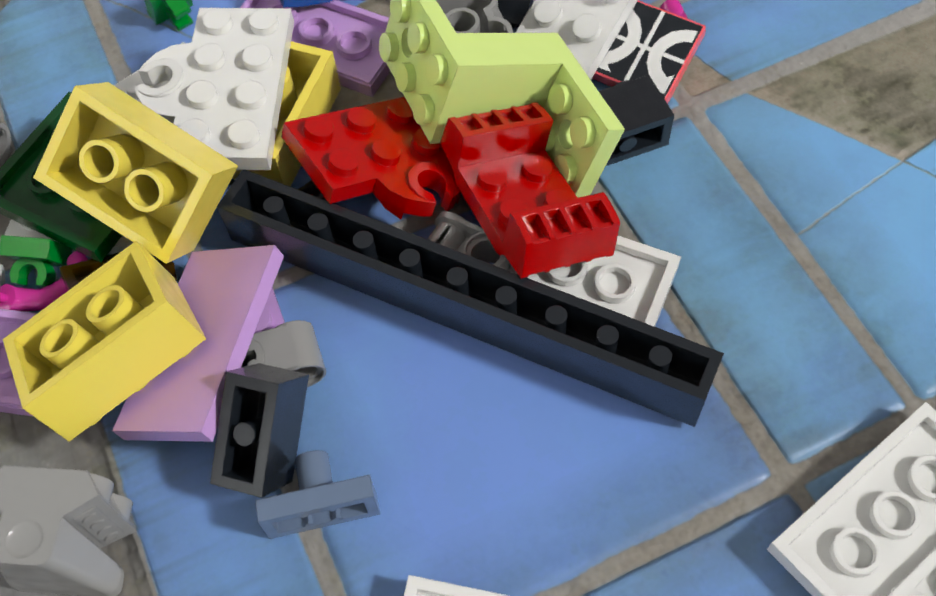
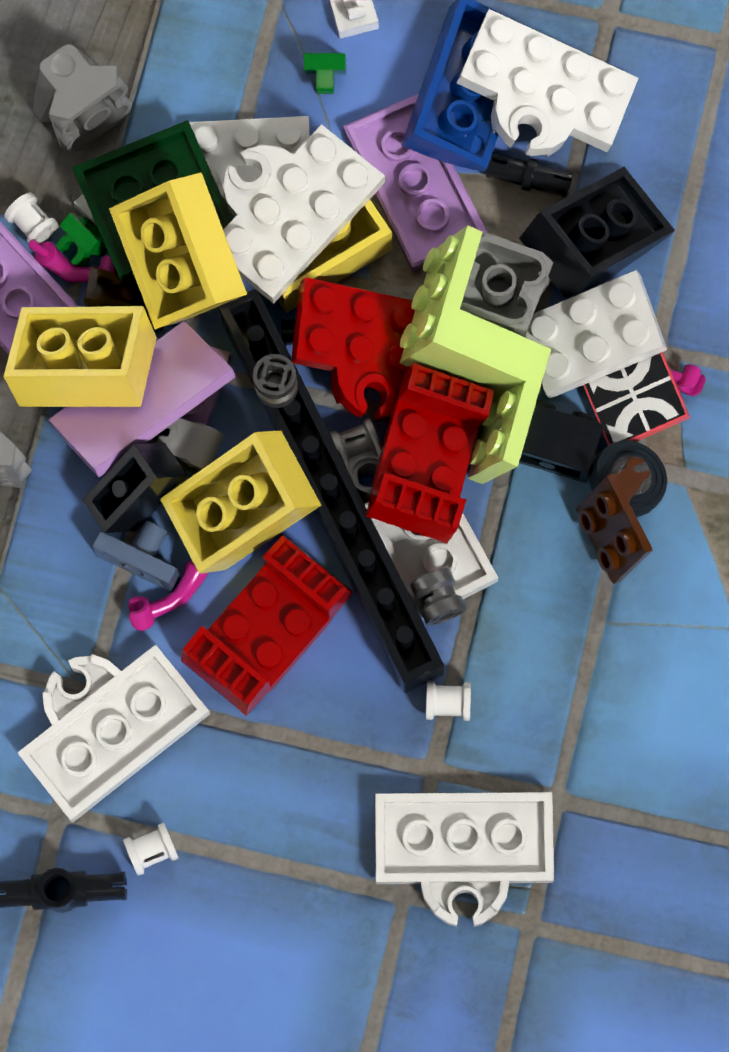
camera: 40 degrees right, 15 degrees up
(329, 218) = (278, 389): none -> flat silver wheel
(365, 552) = (143, 613): none -> dark pink piece
(382, 359) = (240, 501): none -> light yellow brick
(507, 469) = (266, 626): none -> red plate
(665, 304) = (438, 596): none -> flat silver wheel
(733, 133) = (624, 484): none -> reddish brown plate
(745, 397) = (448, 700): none -> white bush

